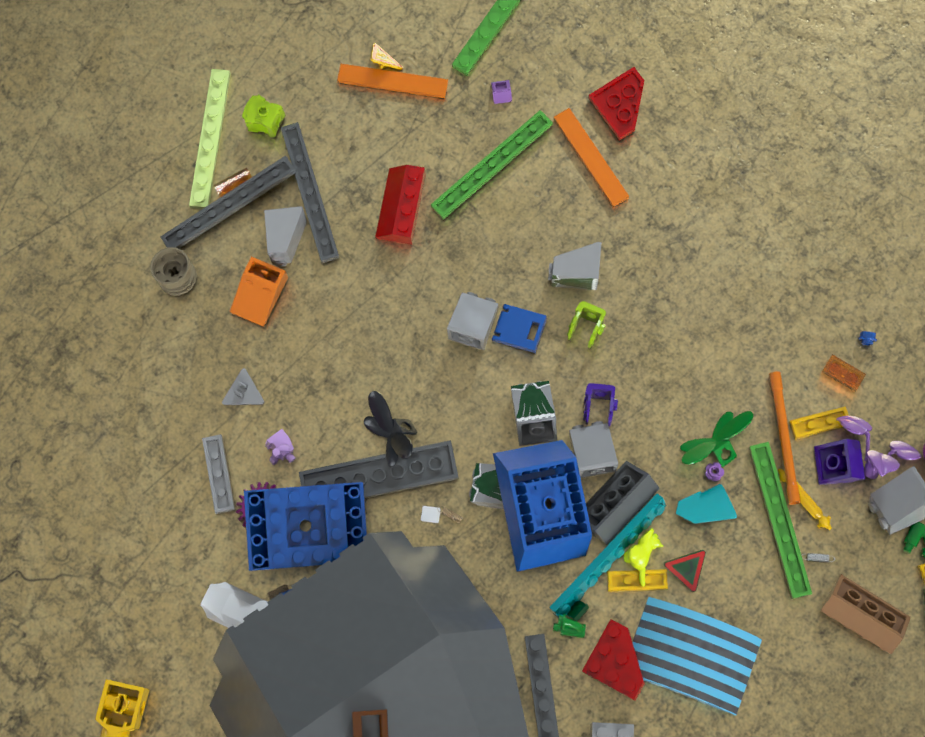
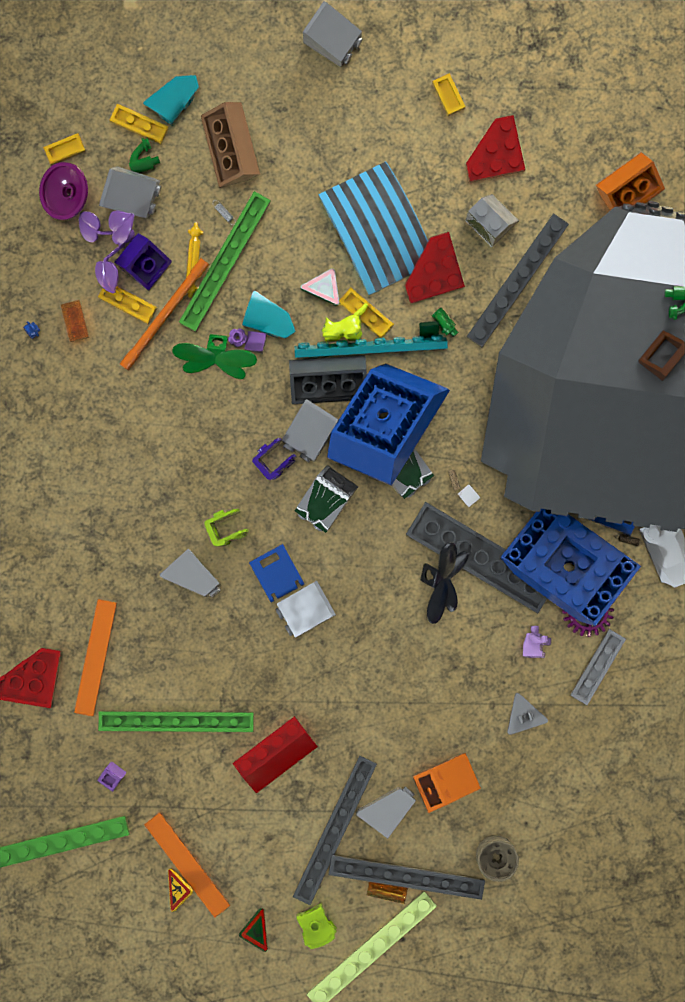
camera: 145 degrees left, 10 degrees up
(303, 78) = (255, 931): none -> piece
(697, 481) = (255, 342): none -> medium lavender slope

